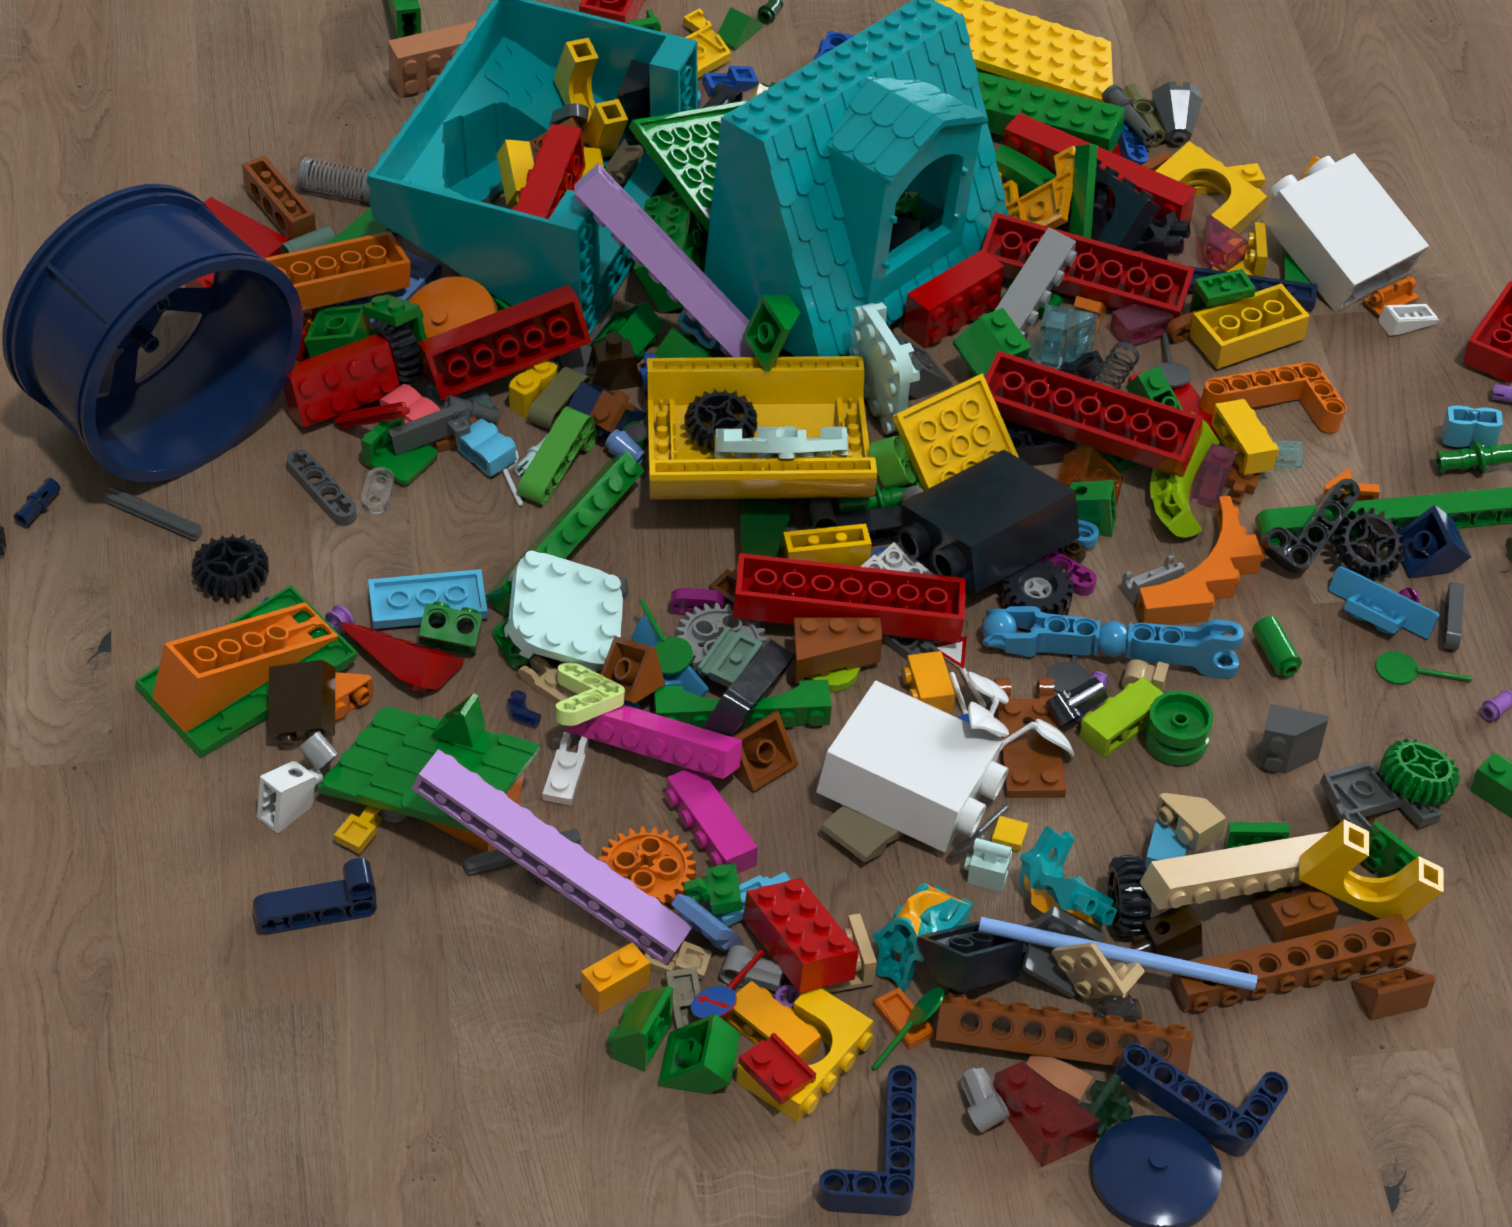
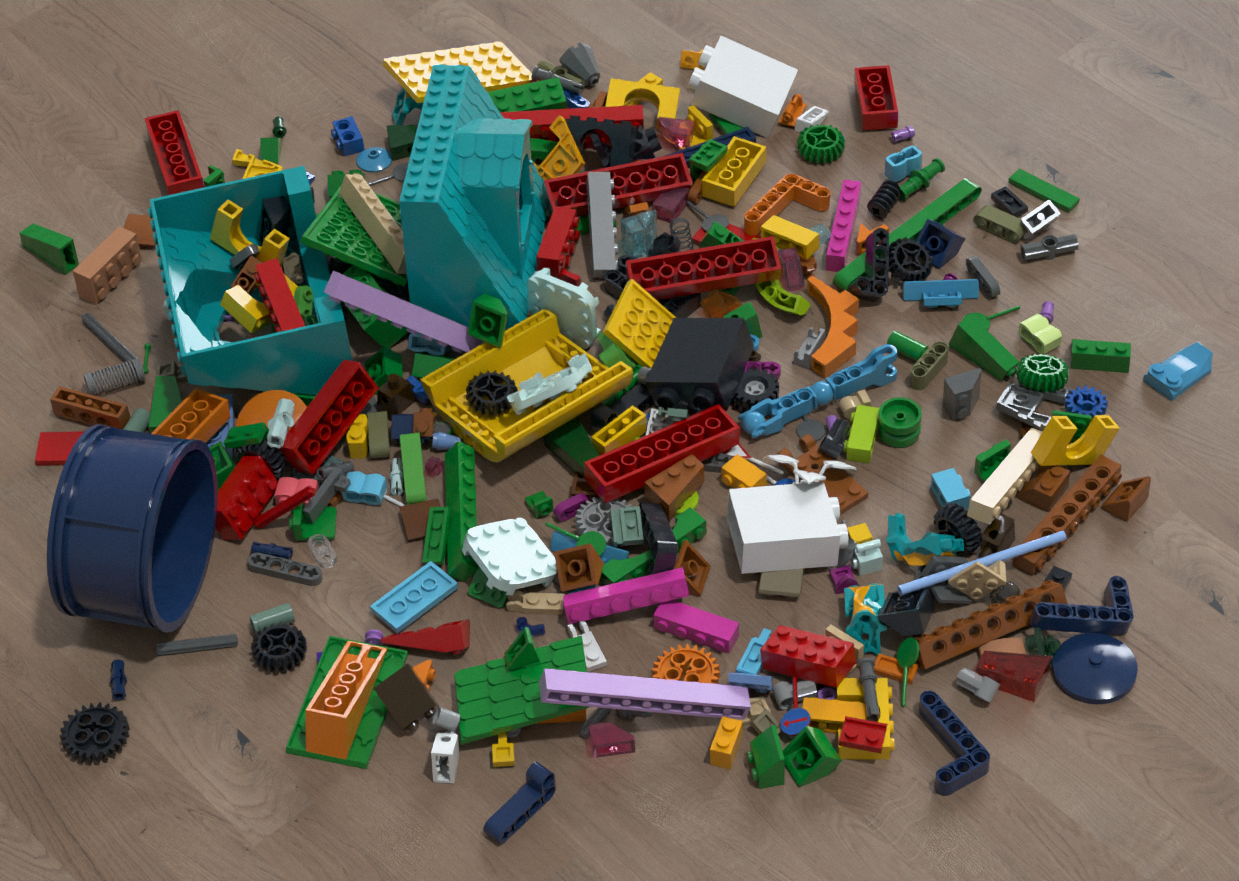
camera: 30 degrees left, 0 degrees up
(264, 532) = (275, 615): none -> sand green pin
(327, 459) = (272, 549): none -> dark blue pin
(374, 131) = (108, 338): none -> dark grey axle
(441, 318) = (280, 423): none -> light aqua piece
(448, 636) = (450, 608): green brick -> none
(485, 891) = (610, 740): none -> clear pink slope
(512, 544) = (436, 535): none -> green plate
(518, 519) = (416, 518): none -> reddish brown slope
(587, 473) = (433, 466): none -> clear pink plate
(593, 698) = (576, 589): yellowish green beam -> none
(665, 578) = (539, 504): none -> green bracket
(719, 888) = (738, 658): green hinge -> none
(841, 1007) = (868, 680): none -> dark grey pin
(901, 560) = (675, 414): none -> sand green plate
(937, 348) = (571, 278): none -> red tile
(941, 872) = (842, 578): none -> magenta tile
(988, 336) = (609, 261): green slope -> none
(1083, 190) = (584, 139): green tile -> none
(1191, 819) = (955, 467): tan slope -> none
(1210, 1036) = (1060, 576): none -> black plate
(1283, 683) = (929, 365): none -> olive beam
(1329, 459) = (843, 225): none -> dark pink brick
(1368, 700) = (983, 349): none -> green slope
(1391, 351) = (821, 143): none -> green gear
(1409, 456) = (884, 199): none -> black piece
(1443, 841) = (1086, 402): none -> blue gear
(1464, 725) = (1040, 334): none -> yellowish green brick

